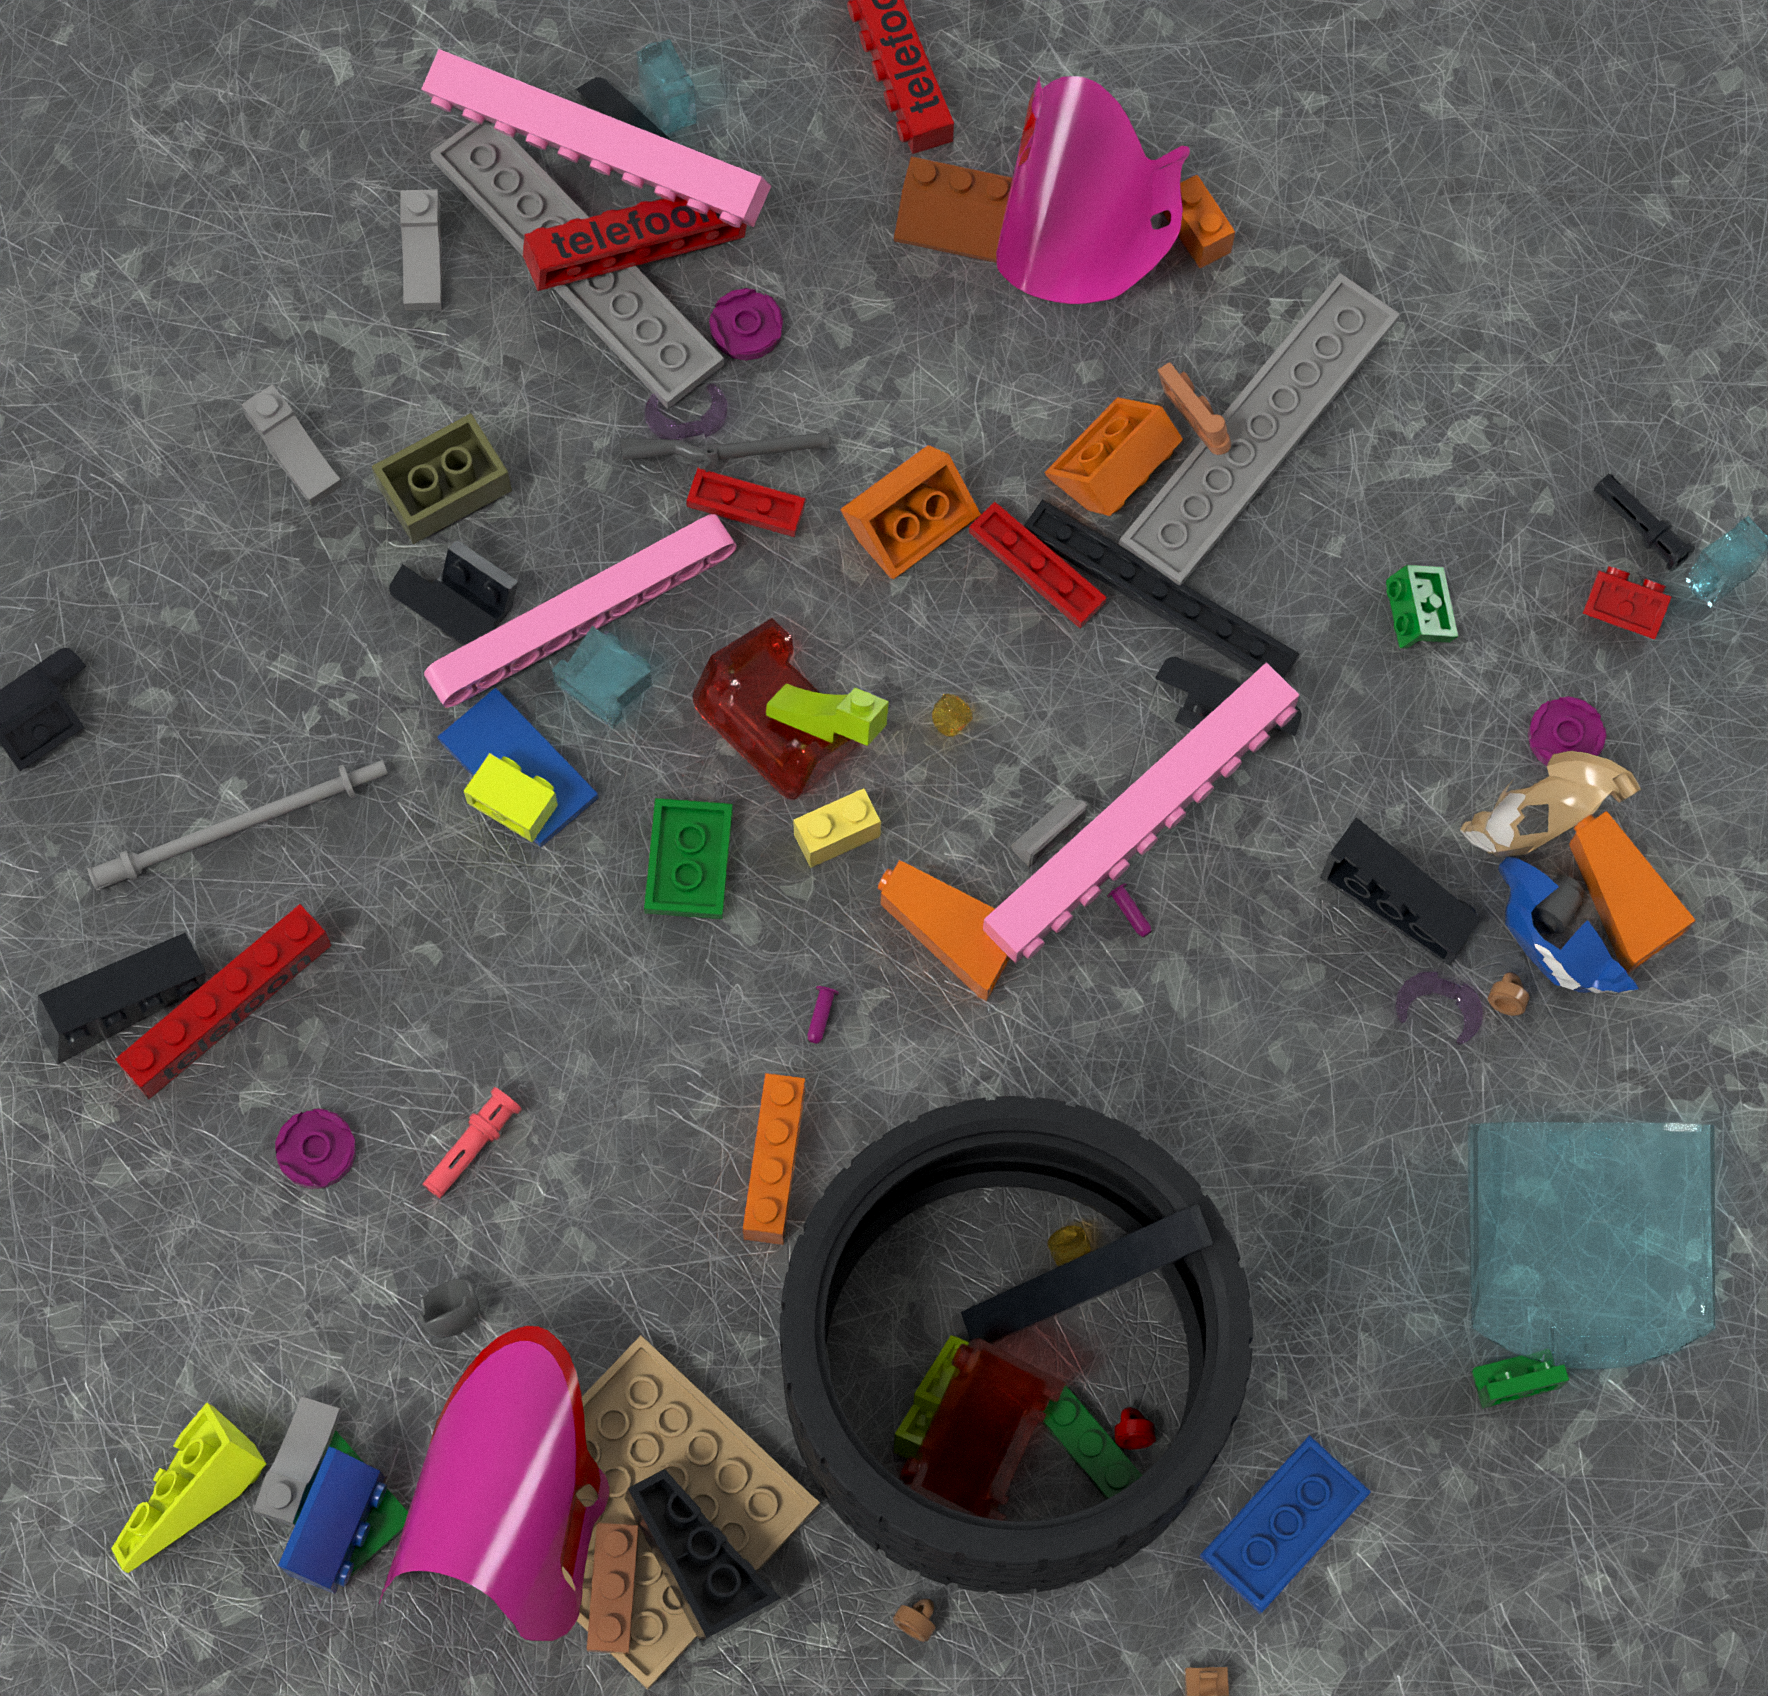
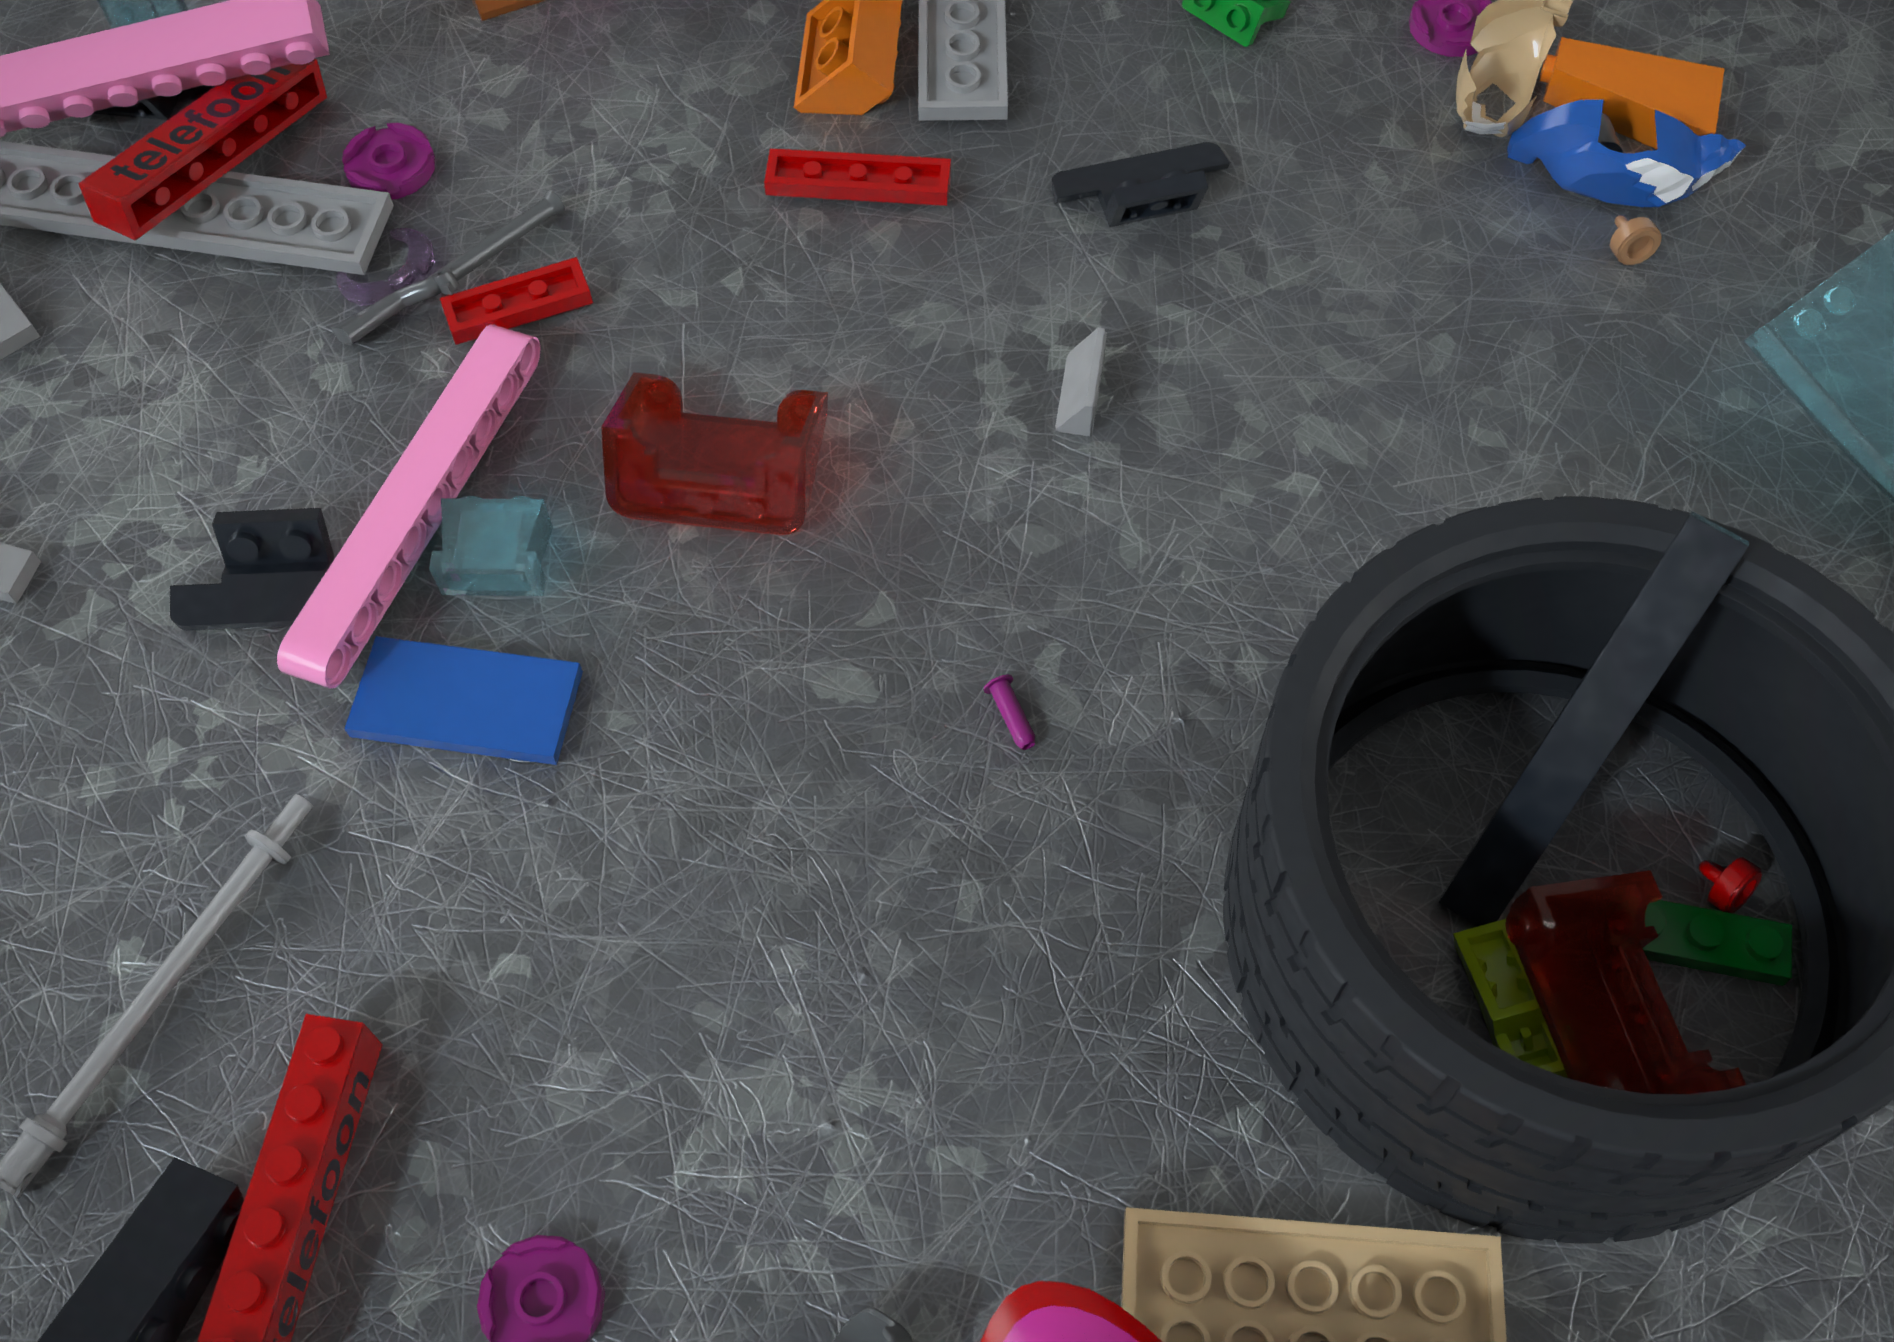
camera: 35 degrees left, 10 degrees down
(442, 478) = (153, 472): olive brick -> none
(472, 1141) = (734, 1141): coral pin -> none
(511, 796) = (482, 725): neon yellow brick -> none
(688, 858) = (736, 659): green plate -> none
(774, 1159) = (1102, 892): orange brick -> none
(828, 716) = (804, 391): lime slope -> none
(837, 828) = (870, 519): light yellow brick -> none
(911, 510) = (693, 205): orange slope -> none
(916, 1620) = (1729, 1290): medium nougat tile -> none
(946, 924) = (1071, 530): orange slope -> none
(952, 712) = (893, 344): clear yellow tile -> none
(1068, 1244) = (1480, 749): clear yellow tile -> none
(1130, 910) = (1228, 403): magenta piece -> none
(1141, 813) = (1171, 301): bright pink brick -> none
(1157, 592) = (1004, 133): black tile -> none
(1399, 892) = (1454, 216): black wedge -> none
(1466, 1001) = (1595, 270): clear purple piece -> none

